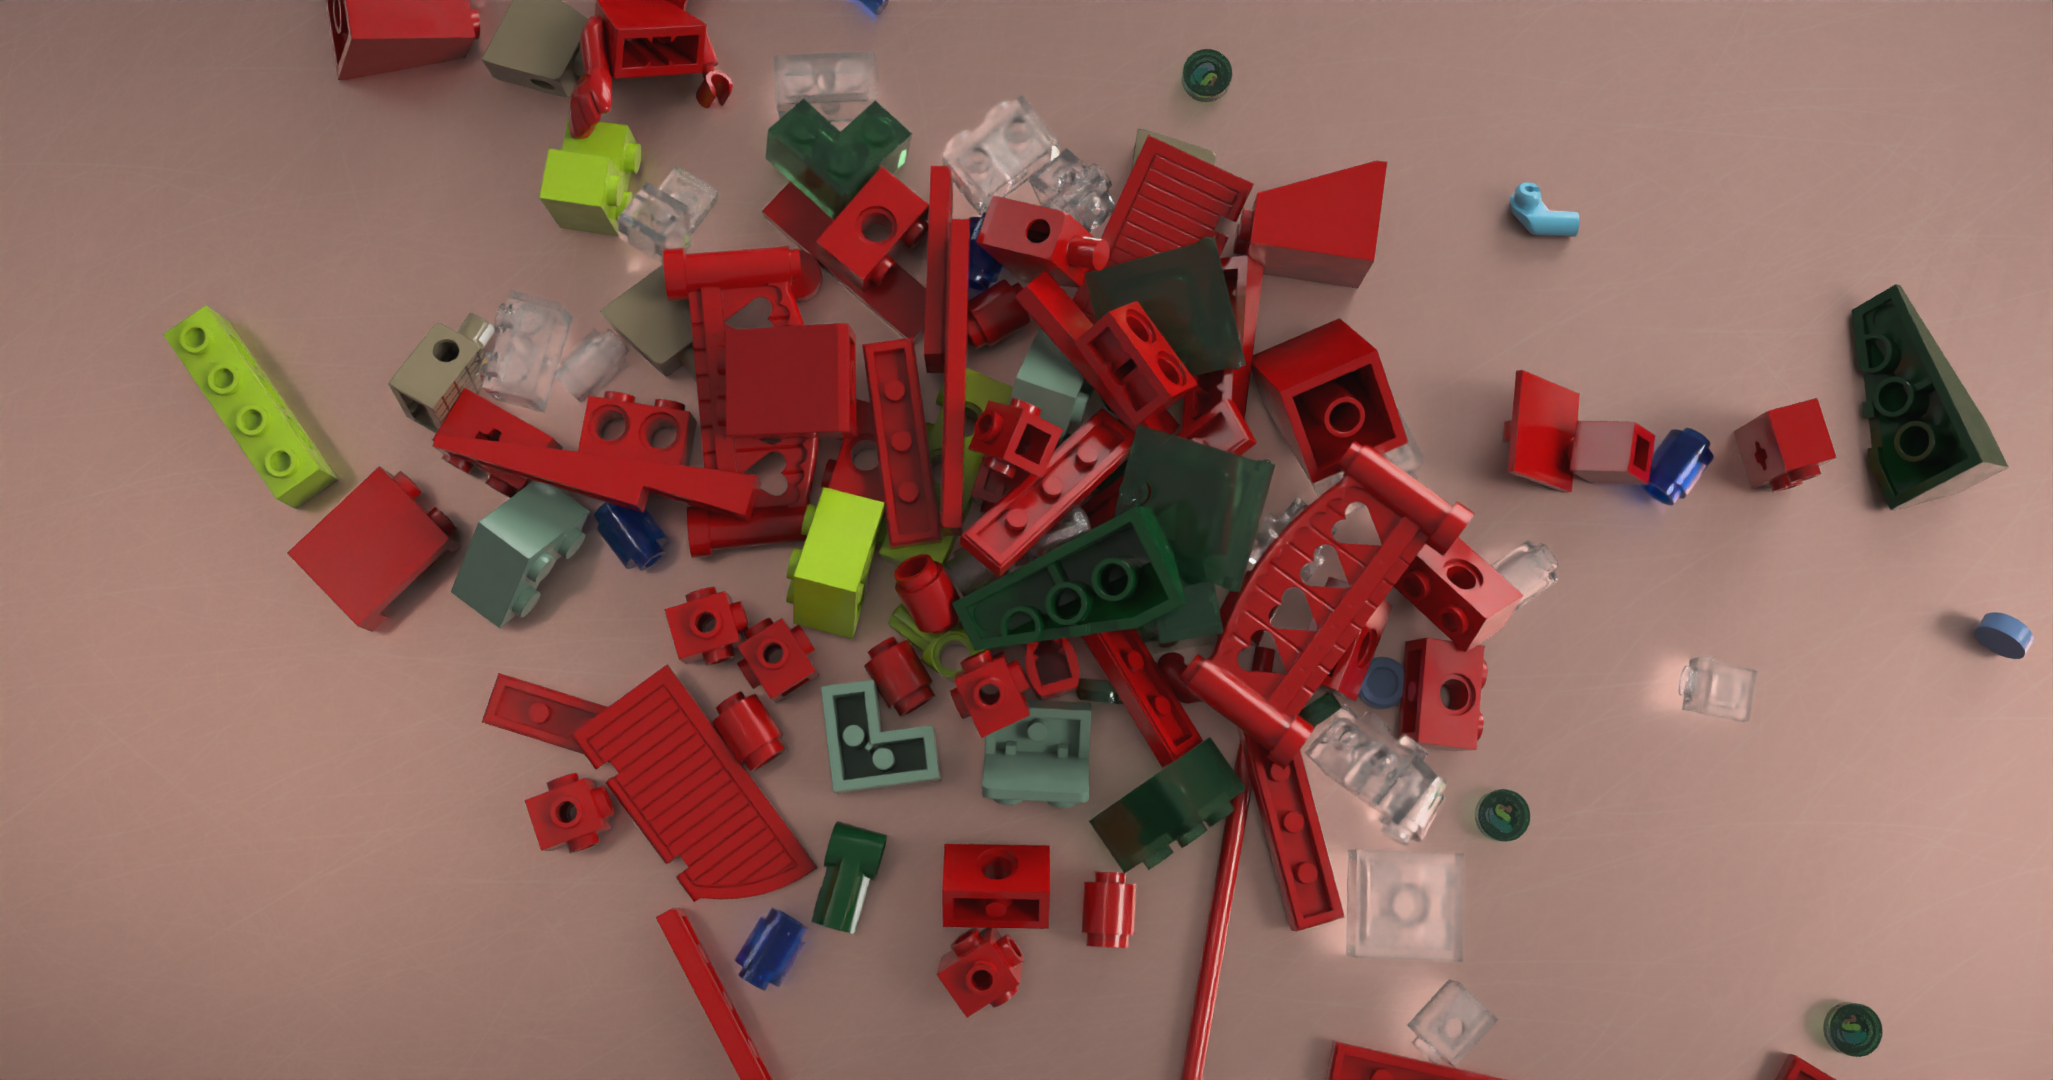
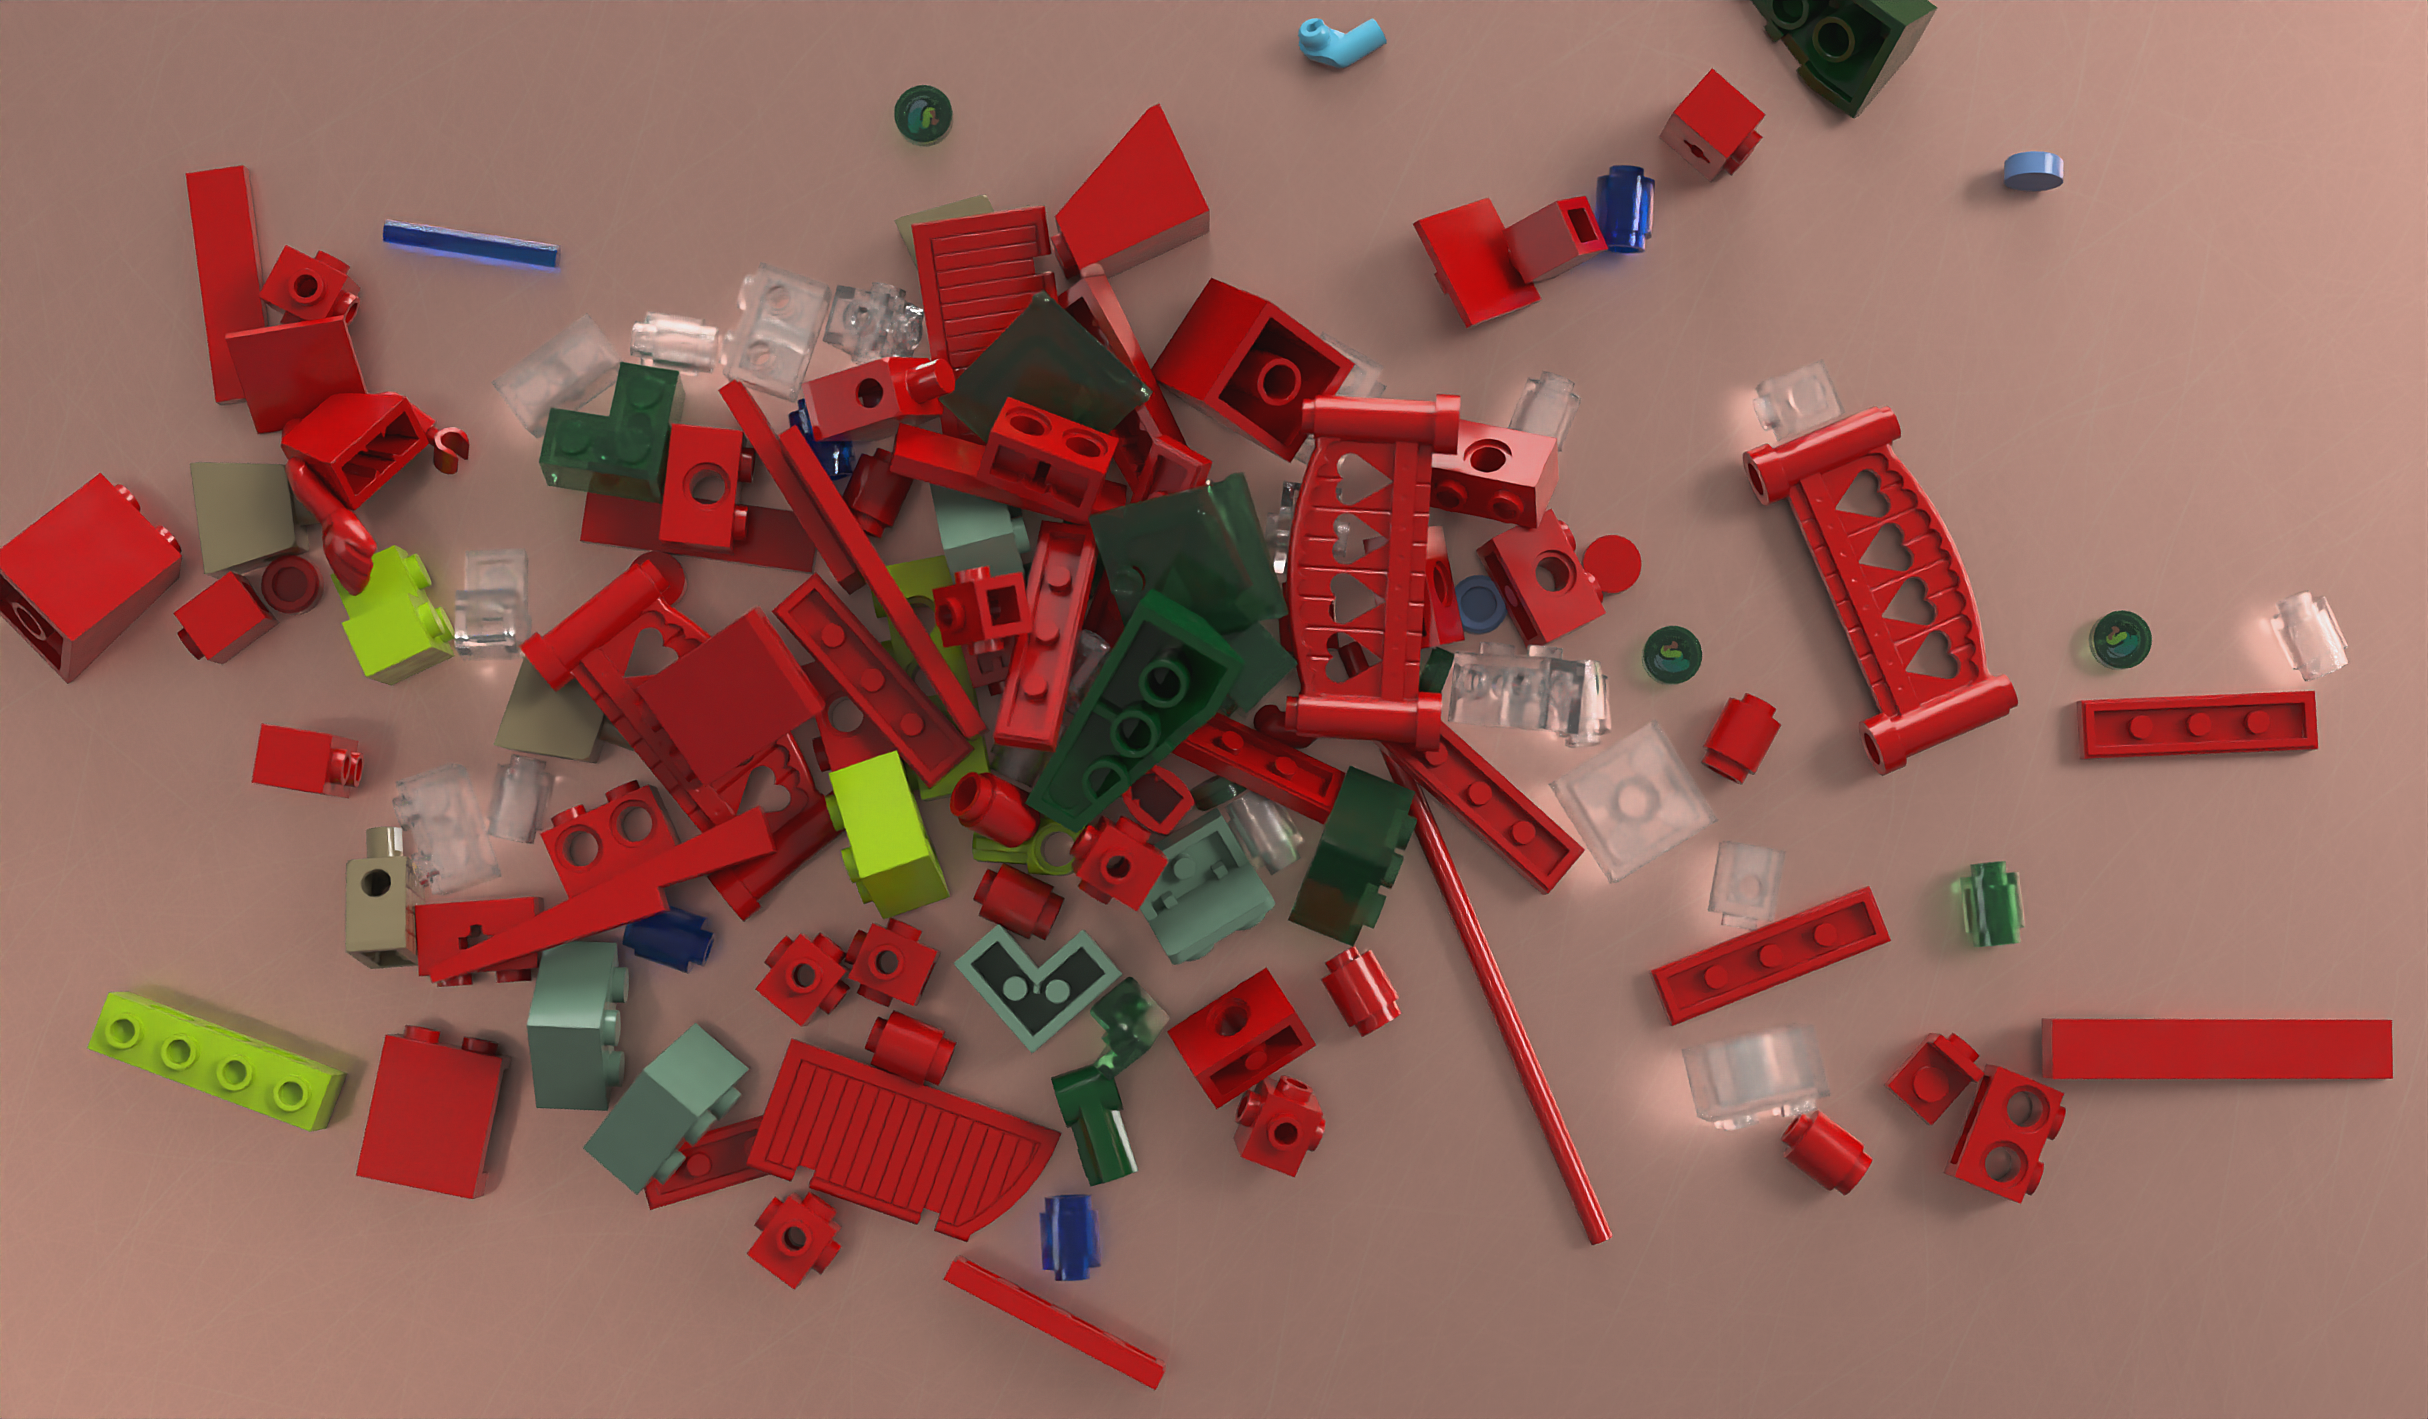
camera: 35 degrees left, 5 degrees up
(459, 235) = (307, 761): none -> red brick
(475, 102) = (224, 619): none -> red brick
(539, 112) = (292, 585): none -> red tile
(541, 653) = (665, 1107): none -> sand green brick
(921, 820) = (1130, 1023): none -> clear green bracket
(924, 116) = (675, 343): none -> clear brick
(1114, 744) = (1264, 832): none -> clear brick
(1503, 718) = (1613, 563): none -> red tile
(1516, 911) = (1740, 738): none -> red brick
(1663, 976) = (1913, 707): none -> red piece

